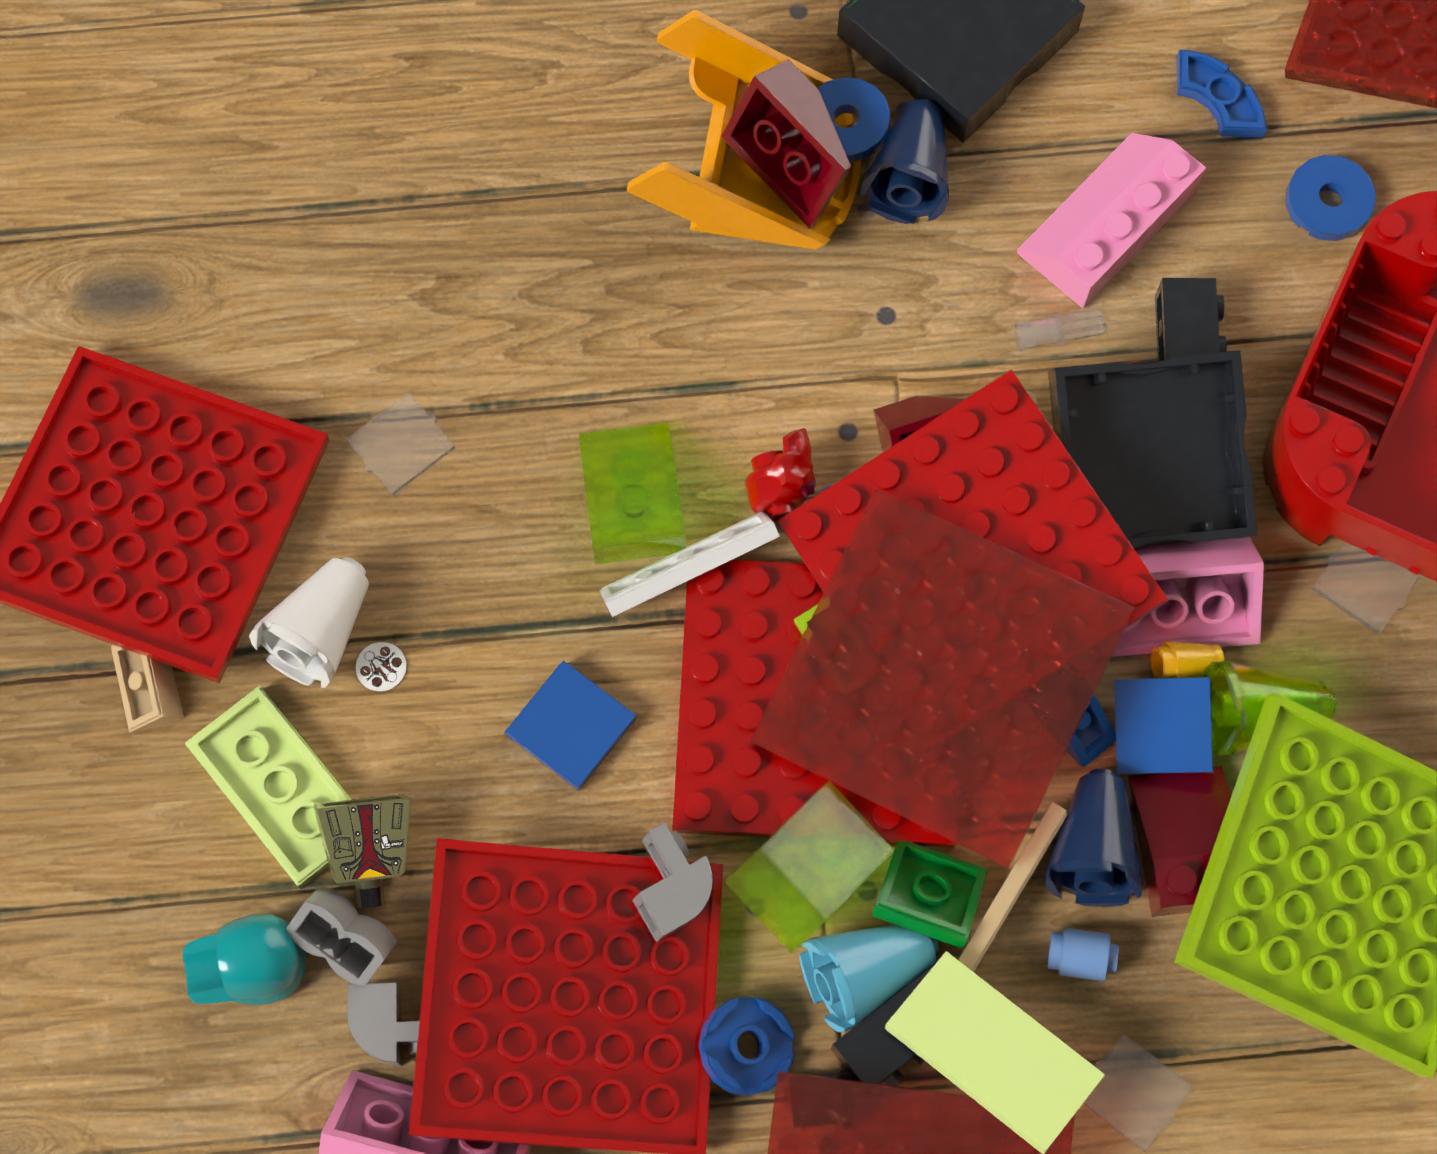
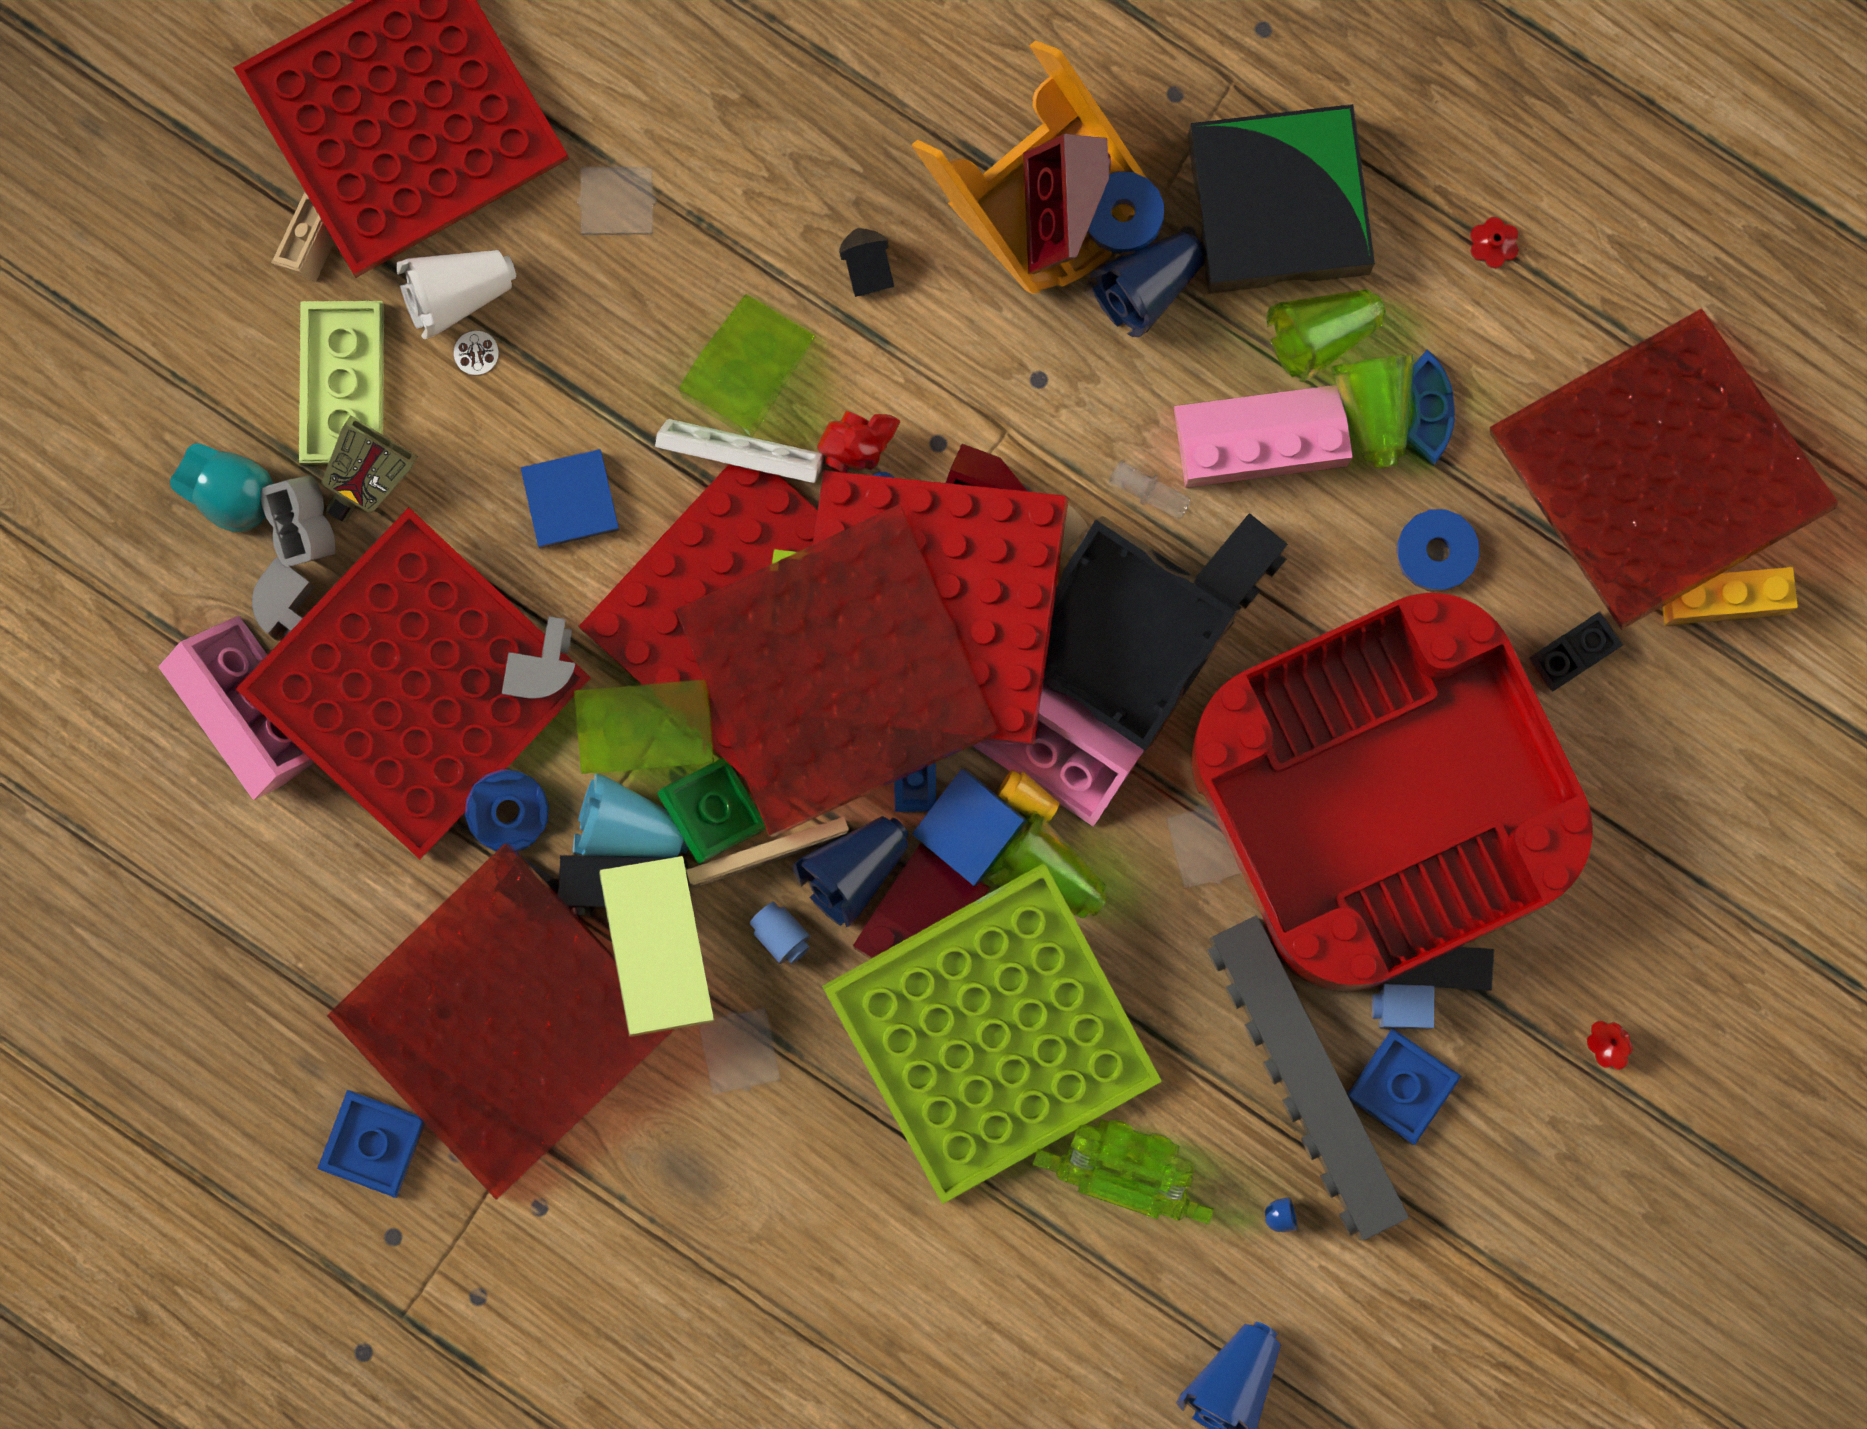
camera: 40 degrees right, 10 degrees up
(662, 326) = (867, 261): none -> black tile
(1084, 96) = (1322, 329): none -> clear neon green cone
(1184, 110) = (1378, 404): none -> clear neon green cone

